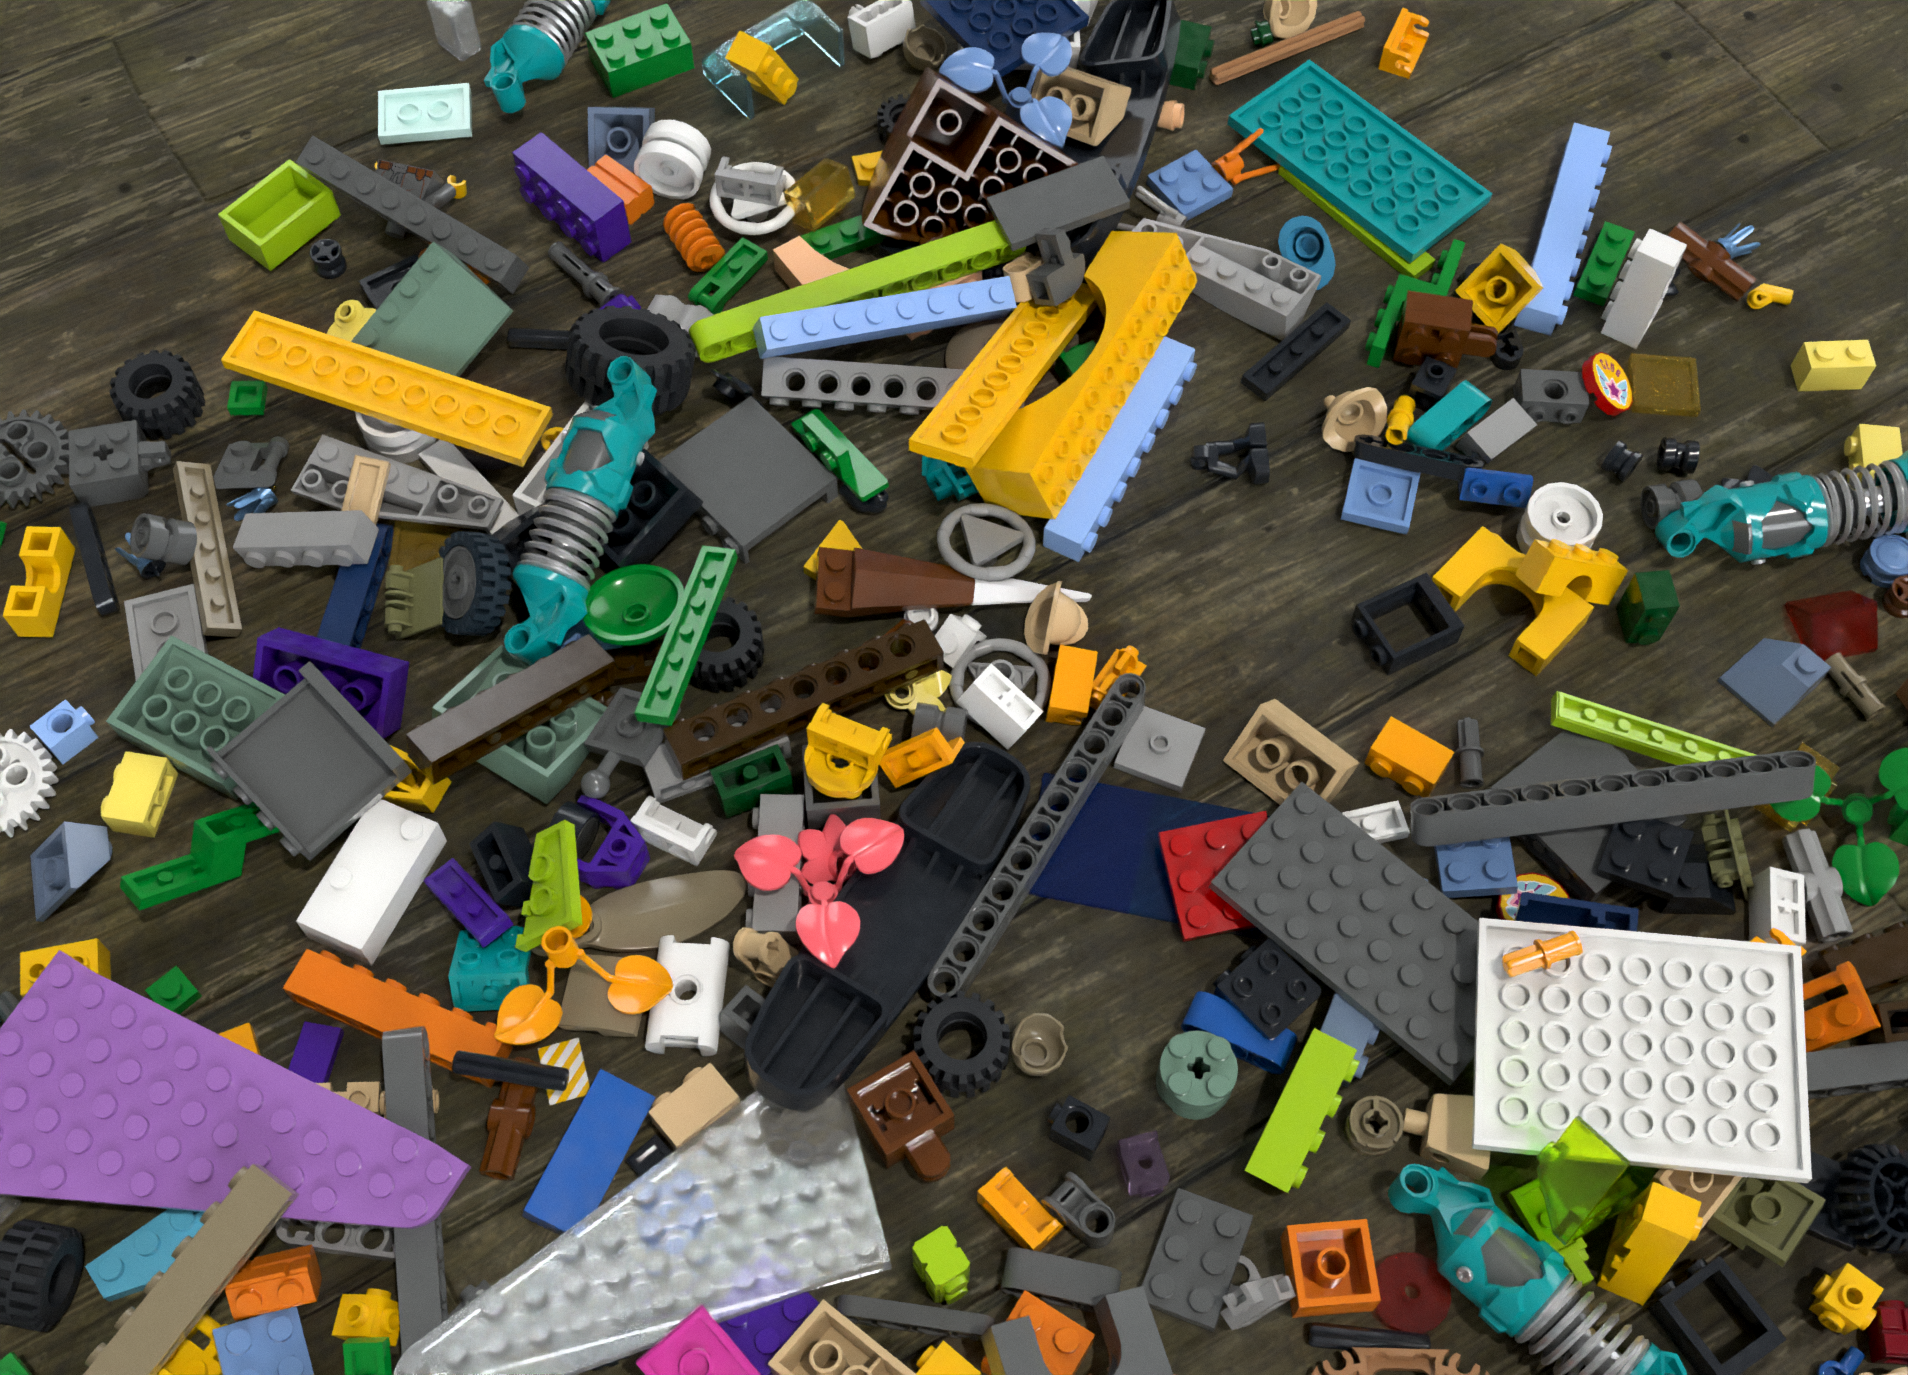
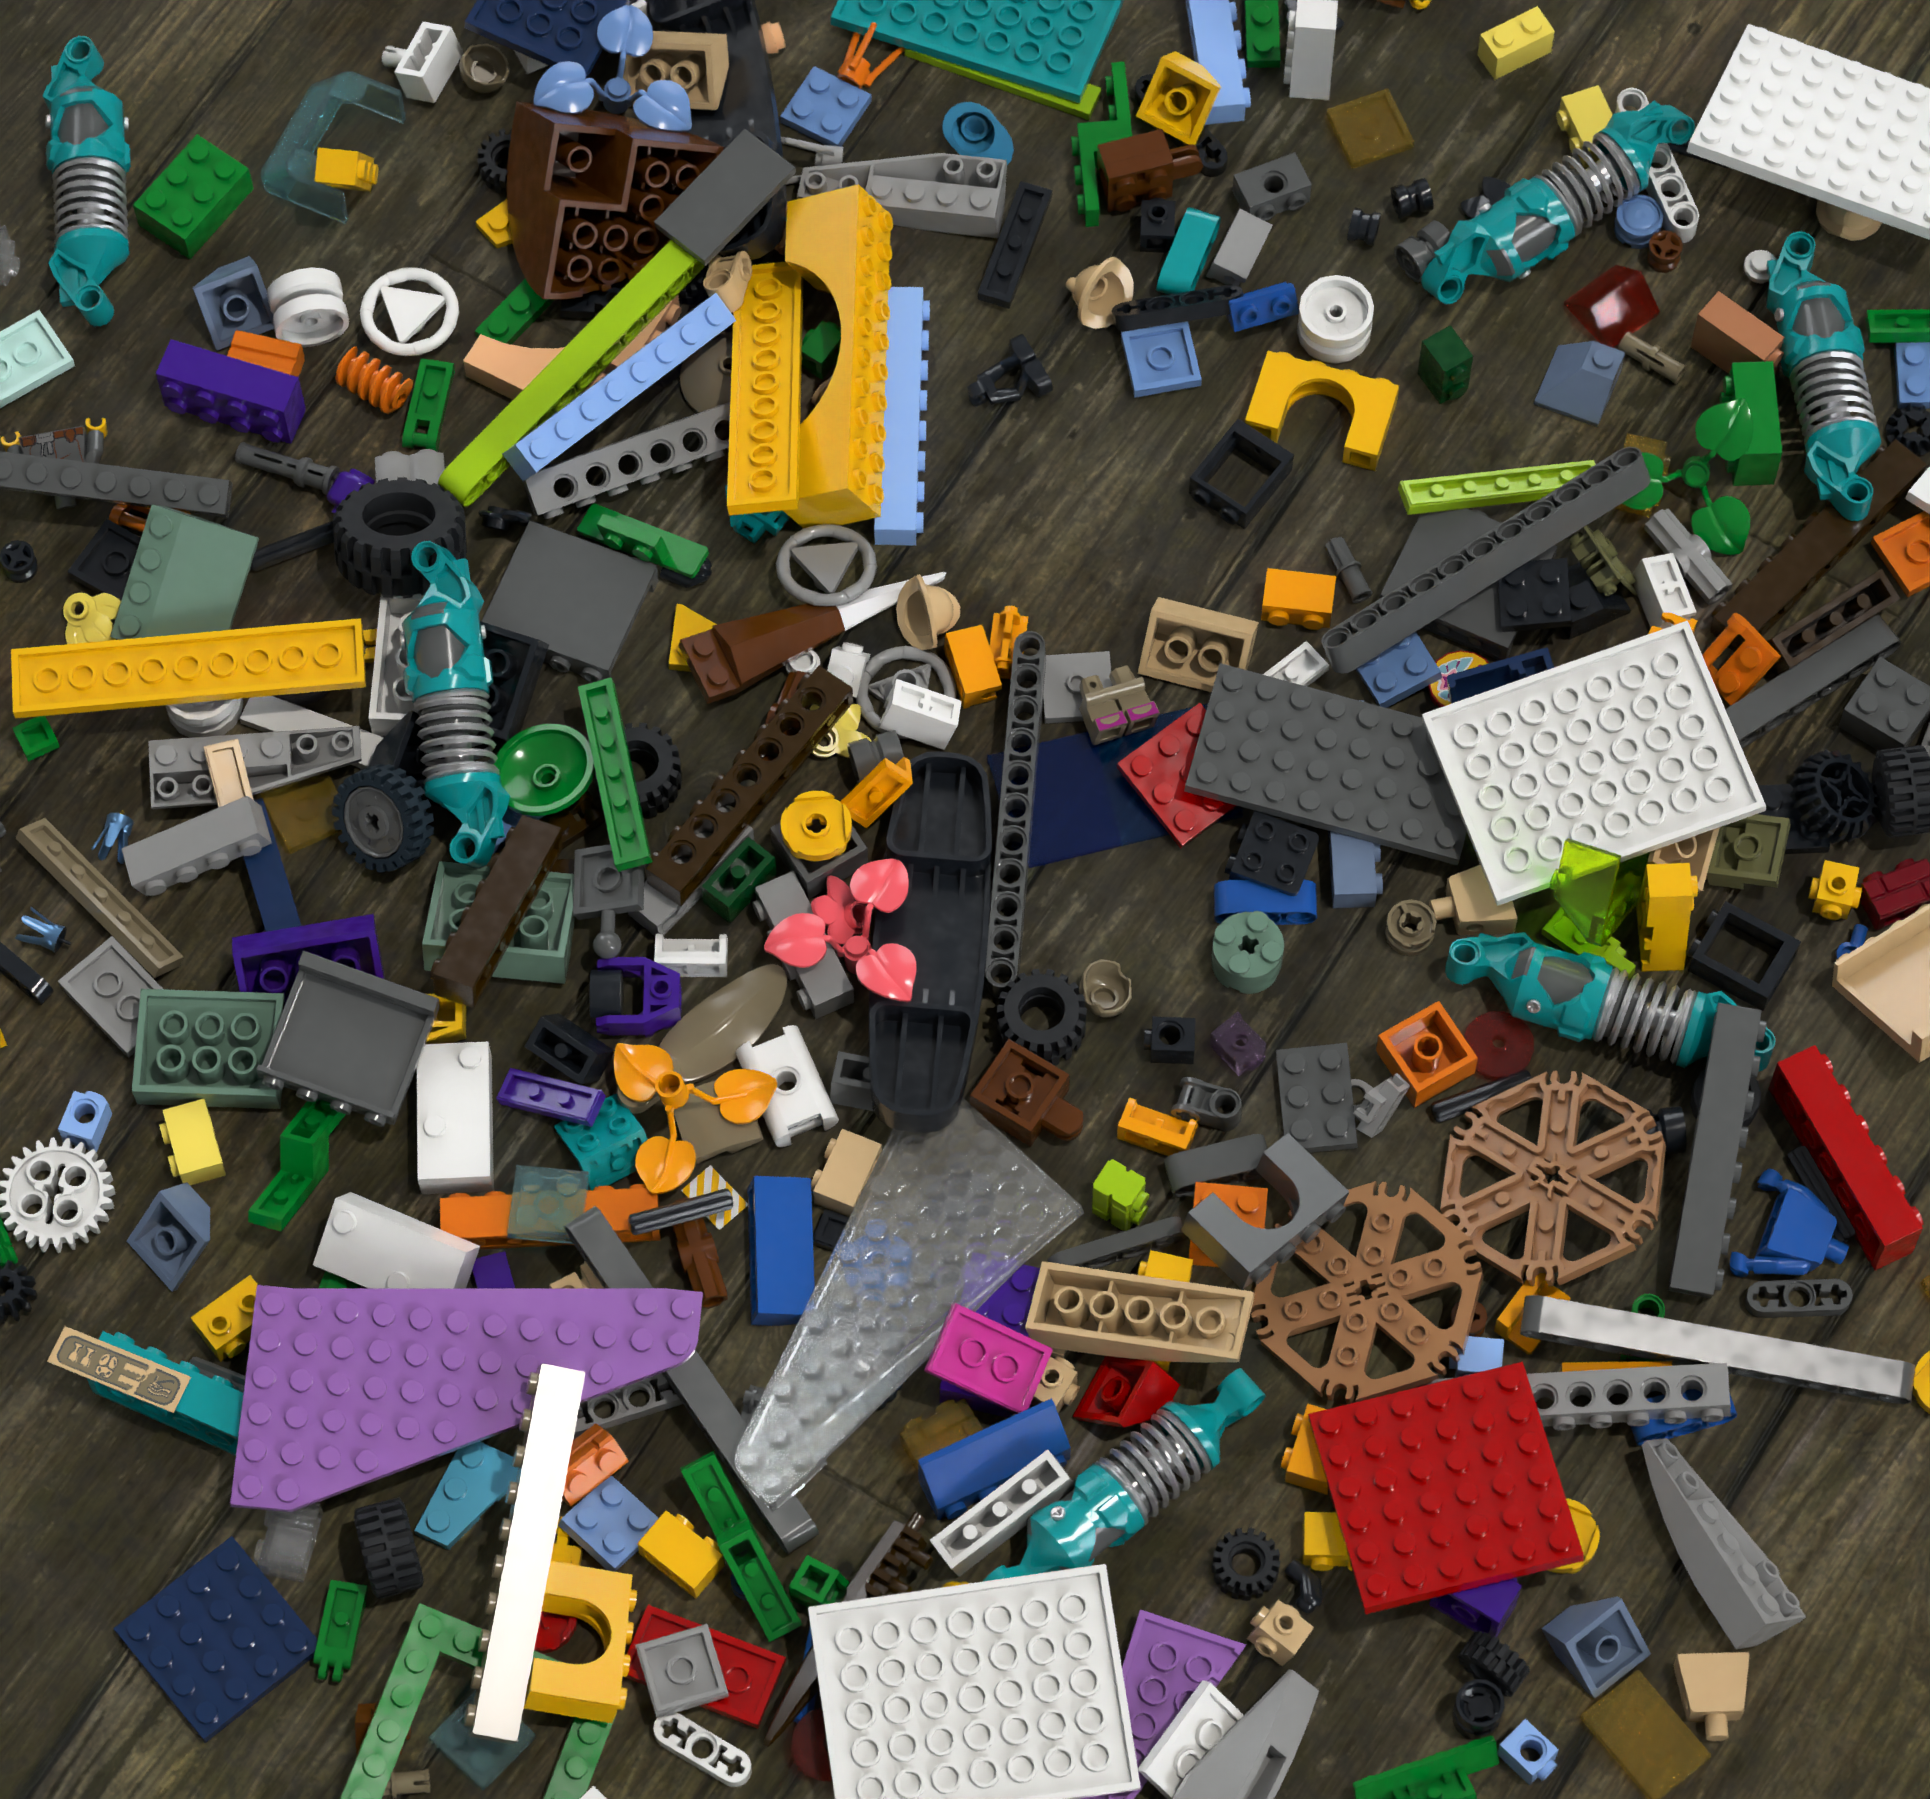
camera: 25 degrees left, 5 degrees up
(156, 538) = (64, 907): dark grey wheel -> none
(232, 980) = (391, 1249): none -> white brick
(242, 461) = (80, 806): dark grey plate -> none
(376, 1319) = (677, 1450): yellow brick -> none
(394, 998) = (546, 1202): none -> clear light blue plate
(415, 598) = (336, 854): olive hinge -> none
(555, 885) = (629, 1046): lime wing -> none
(749, 184) = (402, 301): light grey hinge -> none
(763, 953) = (838, 1022): tan piece -> none
(820, 194) = (474, 279): clear yellow brick -> none
(847, 738) = (815, 803): yellow hinge -> none
(1061, 270) = (761, 267): dark grey brick -> none
(1185, 781) = (1116, 708): none -> dark tan hips
(1301, 1110) = (1347, 941): lime brick -> none
(1400, 420) = (1145, 275): yellow pin -> none
(1542, 954) = (1485, 721): light orange axle -> none
(1586, 572) = (1381, 355): yellow arch -> none
(1608, 382) = (1320, 153): tile -> none

